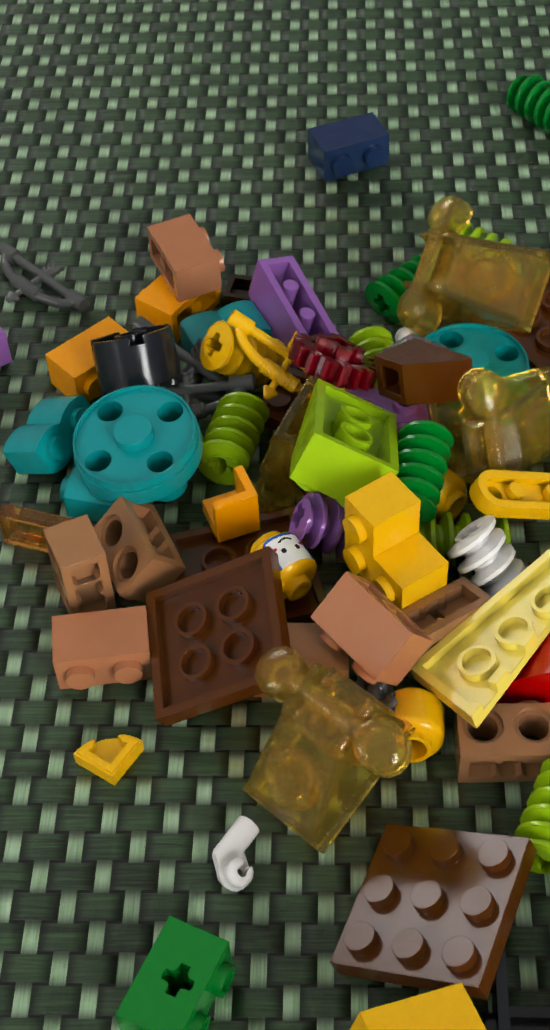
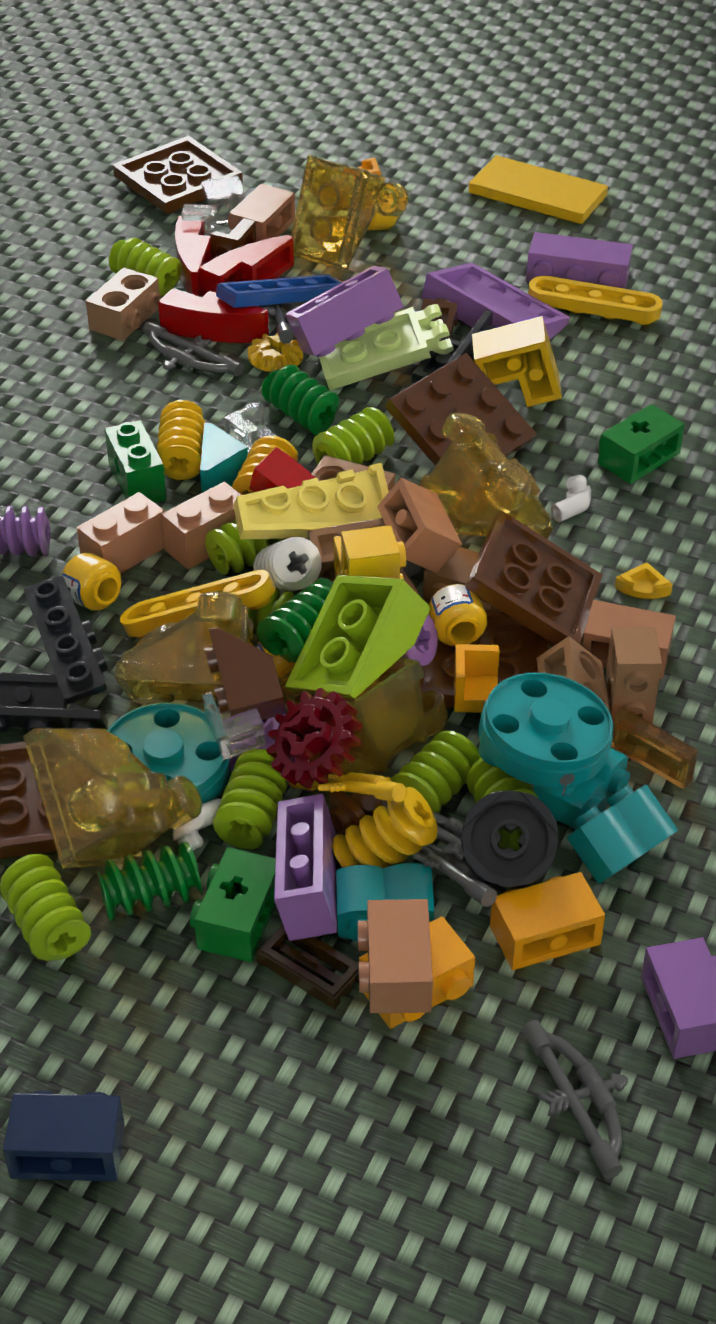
camera: 160 degrees left, 5 degrees down
(339, 293) = (235, 905): none -> green brick

